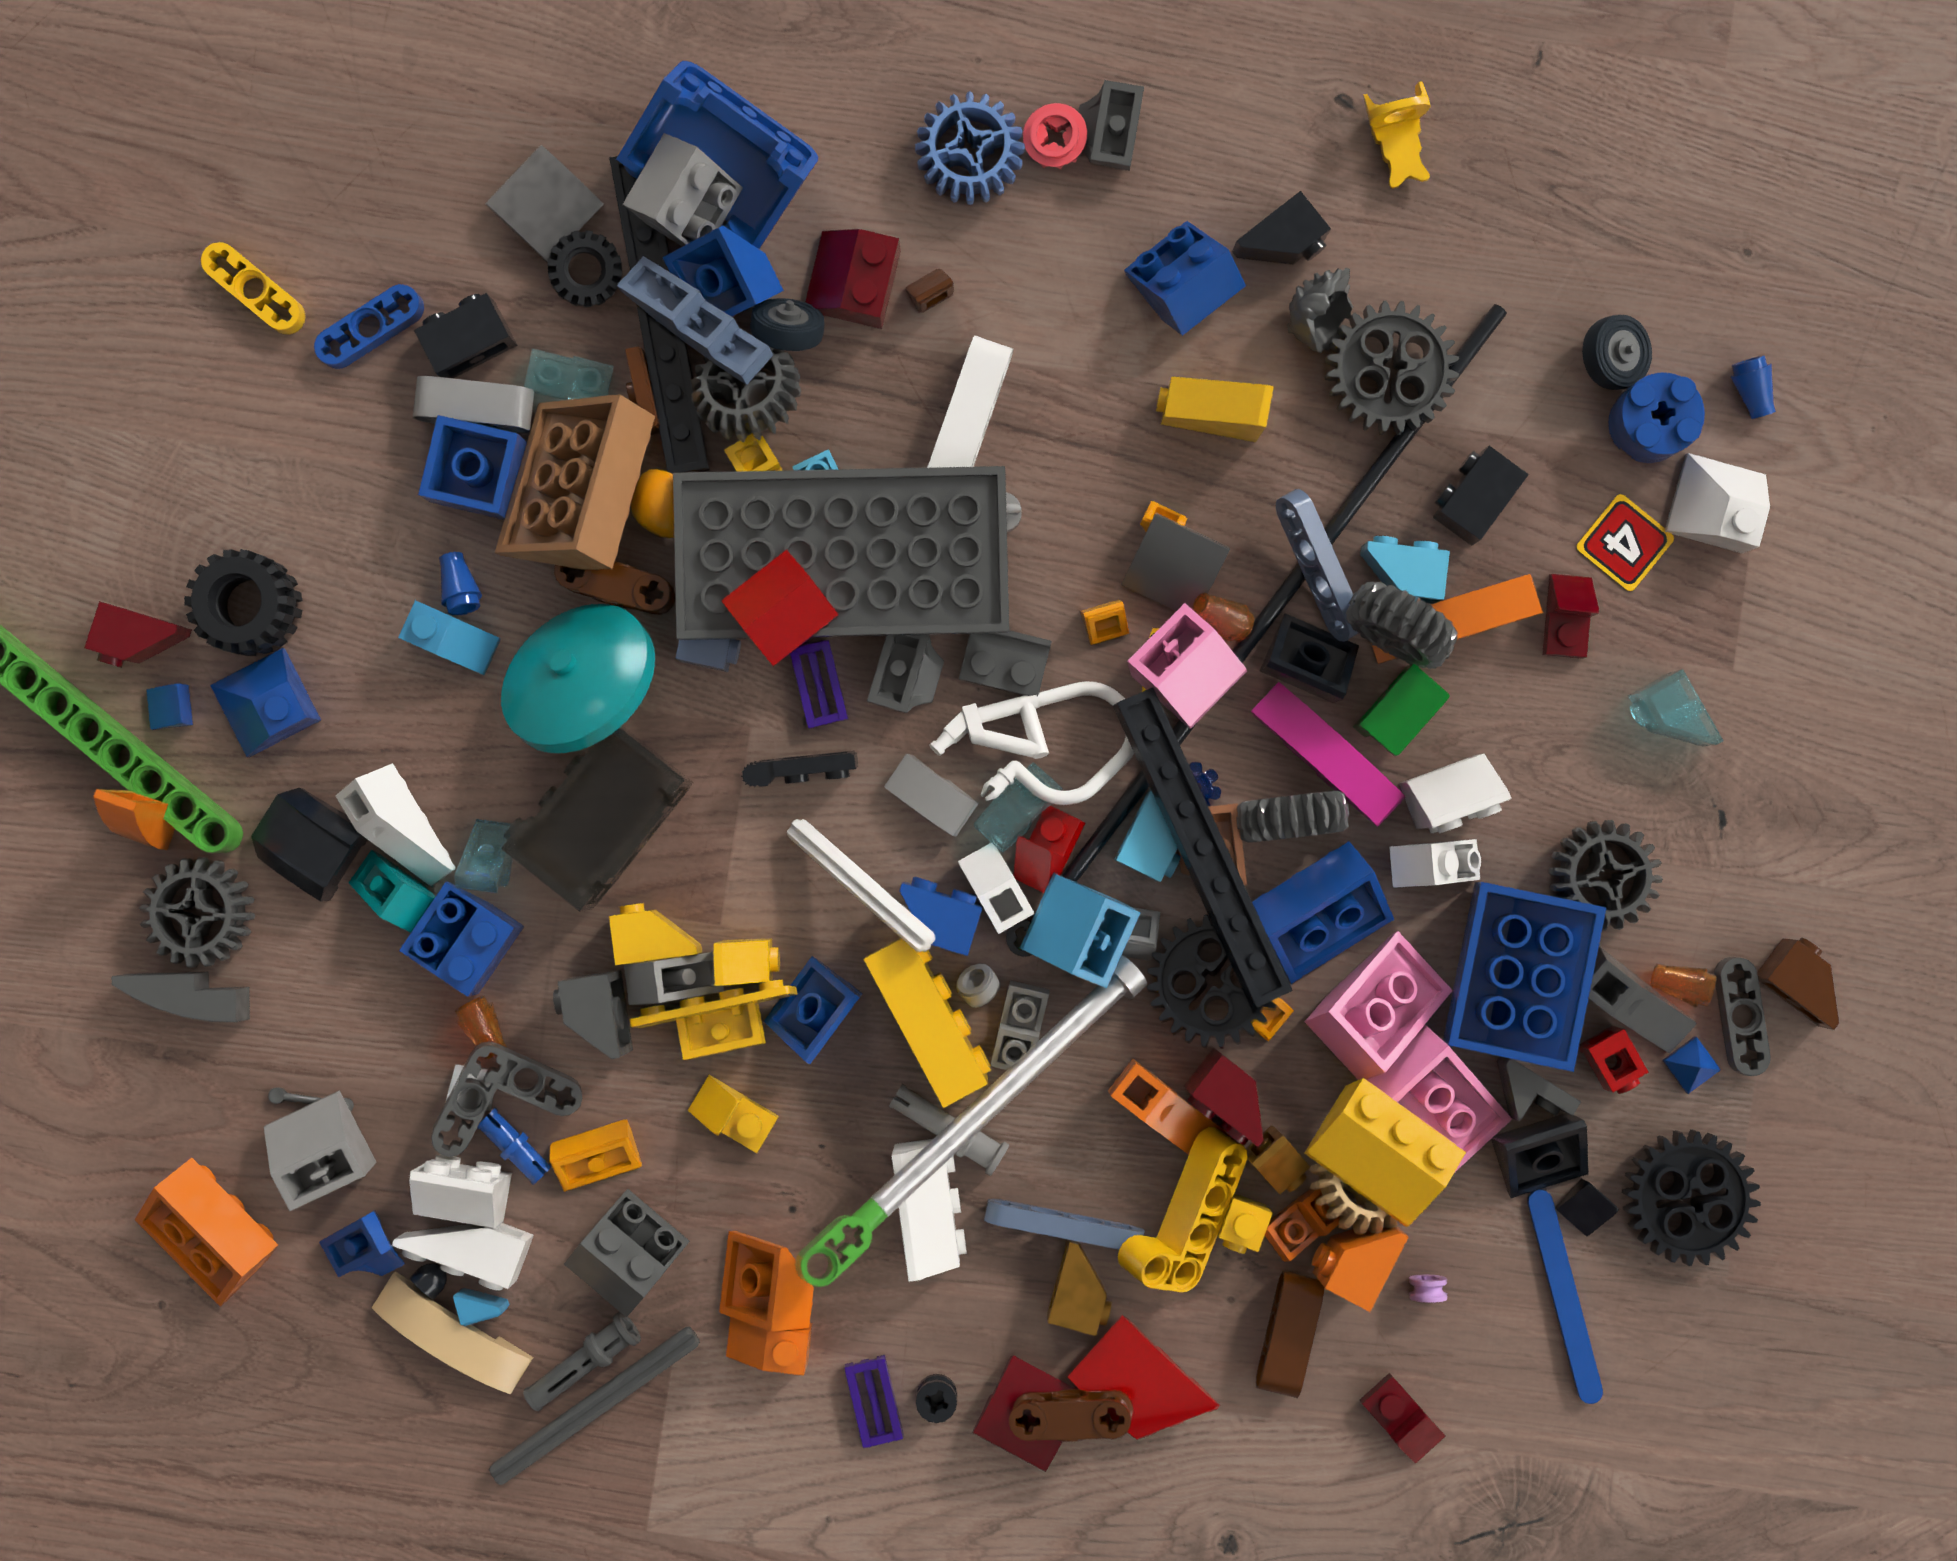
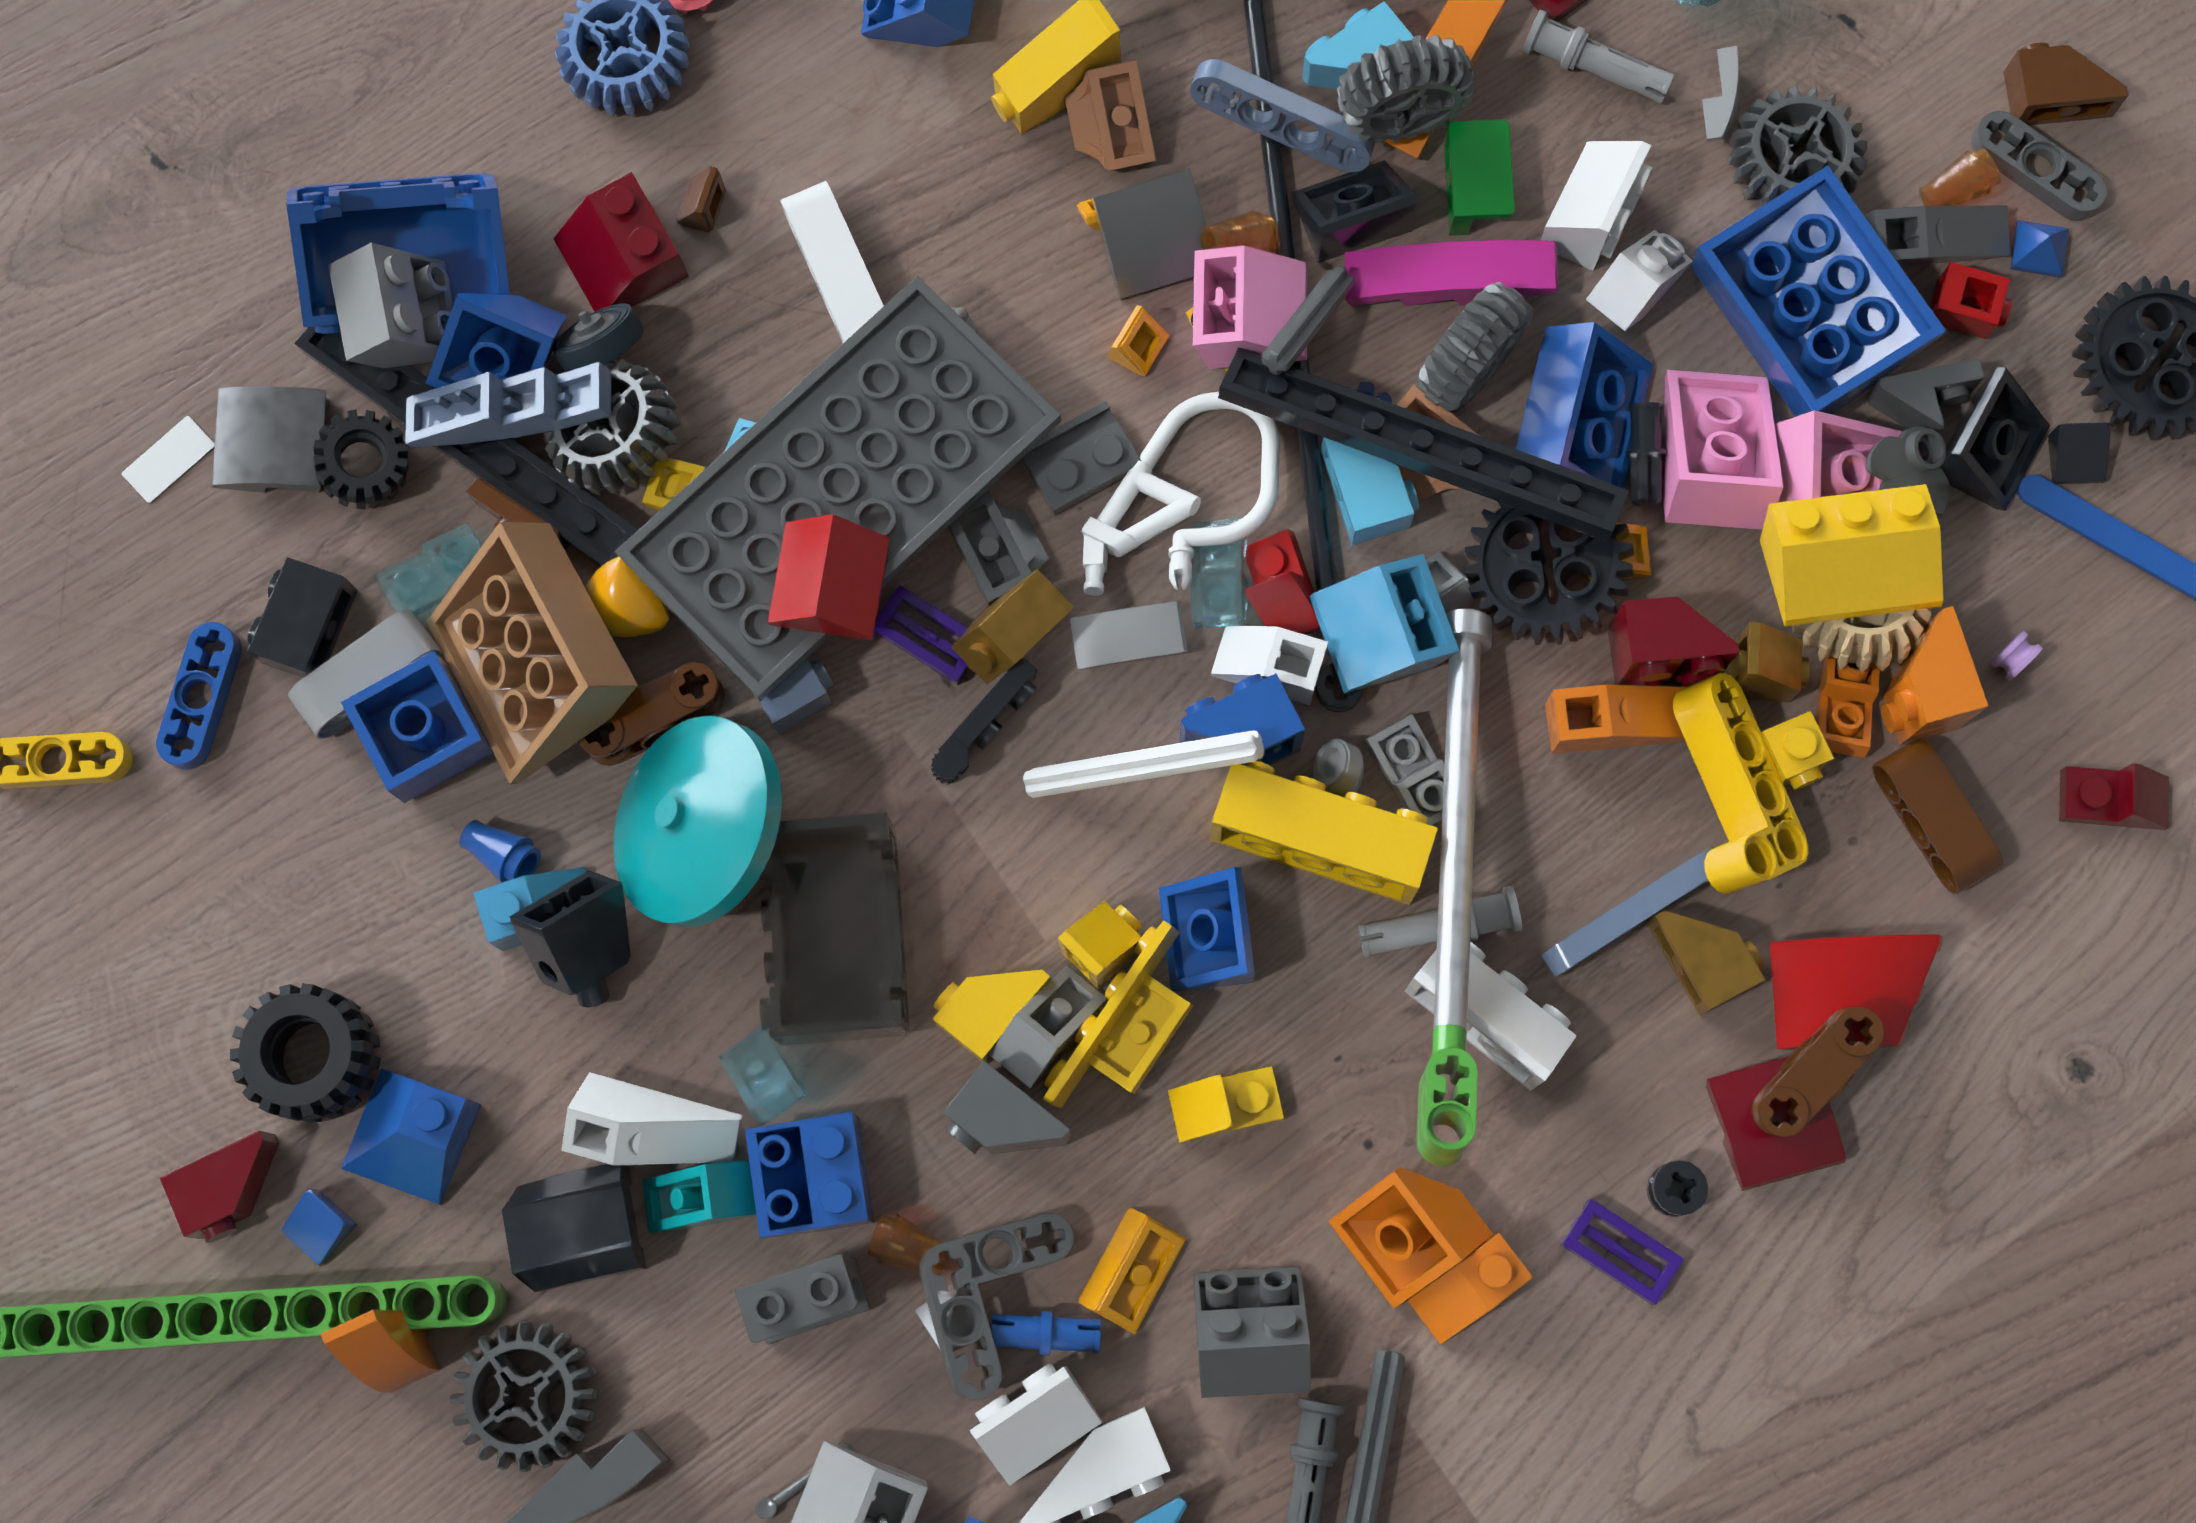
camera: 40 degrees left, 10 degrees down
(390, 1008) = (803, 1299): none -> dark grey panel
(453, 679) = (577, 936): none -> black torso
(477, 159) = (168, 459): none -> white sticker
(862, 730) = (1011, 626): none -> pearl gold slope
(1210, 708) = (1307, 320): none -> dark grey axle
(1219, 468) = (1111, 116): none -> nougat slope
(1333, 971) = (1646, 453): none -> black axle
(1476, 1127) = (1912, 461): none -> dark grey plate
(1539, 685) = (1574, 49): none -> light grey pin
(1583, 808) = (1723, 110): none -> light grey slope

